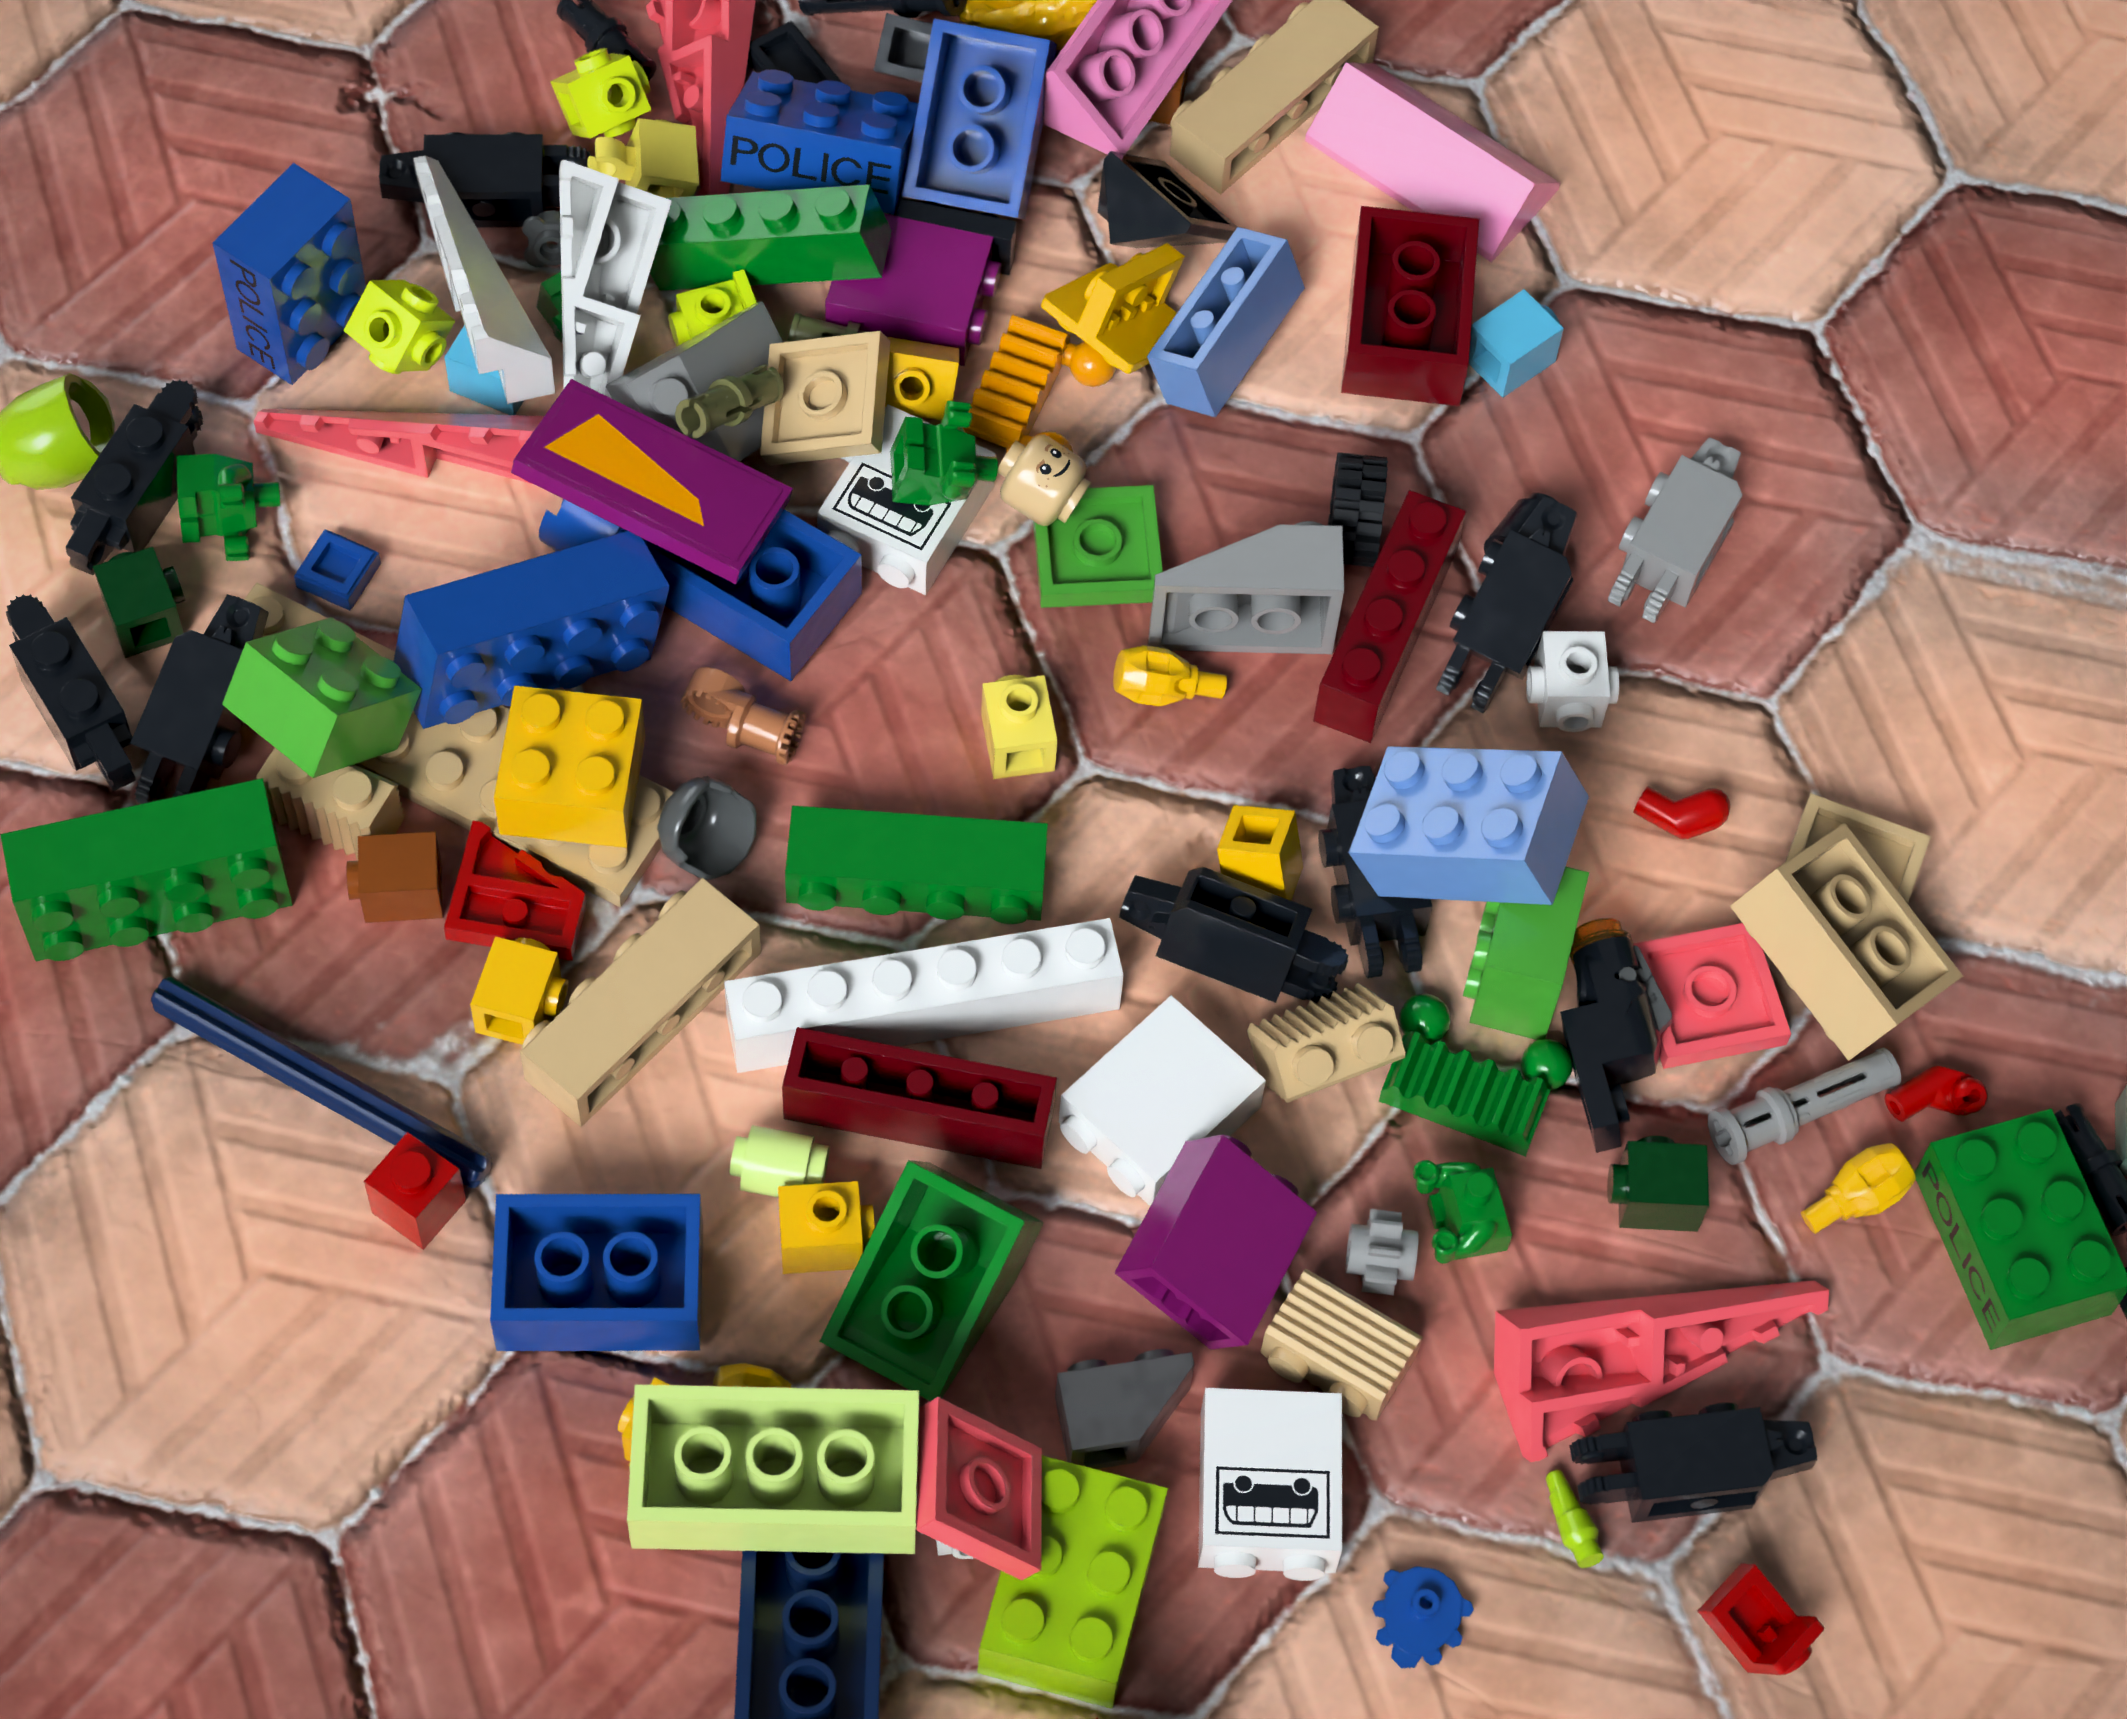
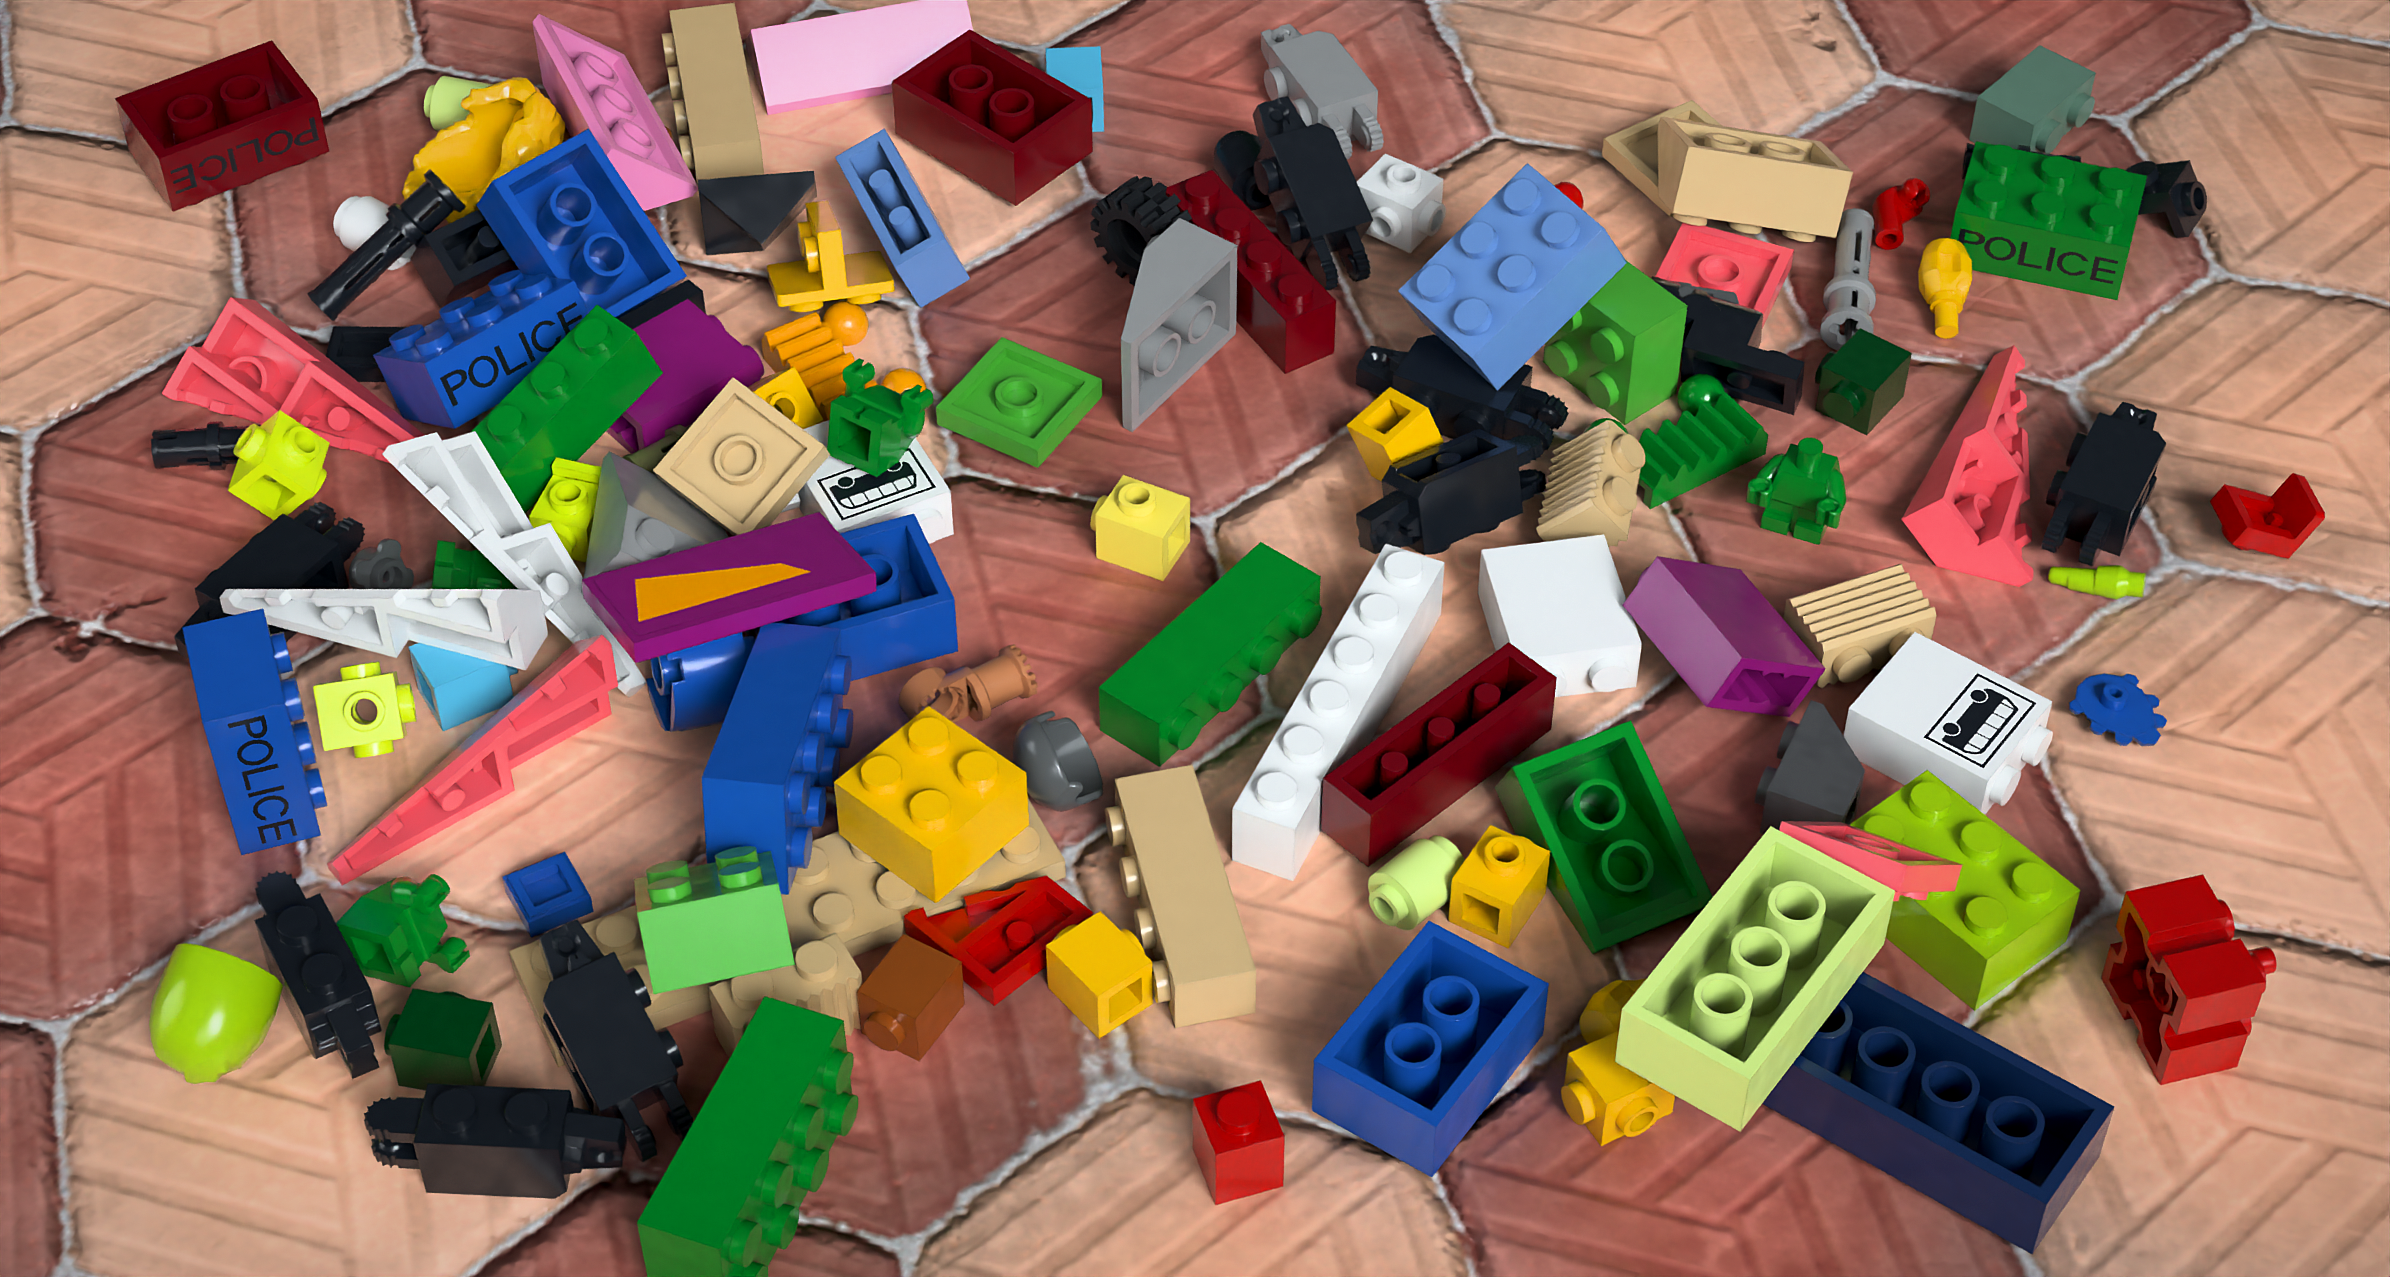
camera: 50 degrees left, 15 degrees down
(314, 1076) = (1029, 1177): dark blue axle -> none
(656, 159) = (370, 478): light yellow brick -> none
(729, 401) = (697, 505): olive pin -> none
(1043, 480) = (955, 374): tan head -> none
(1162, 677) = (1174, 426): yellow piece -> none
(1382, 1252) = (1798, 557): light grey gear -> none

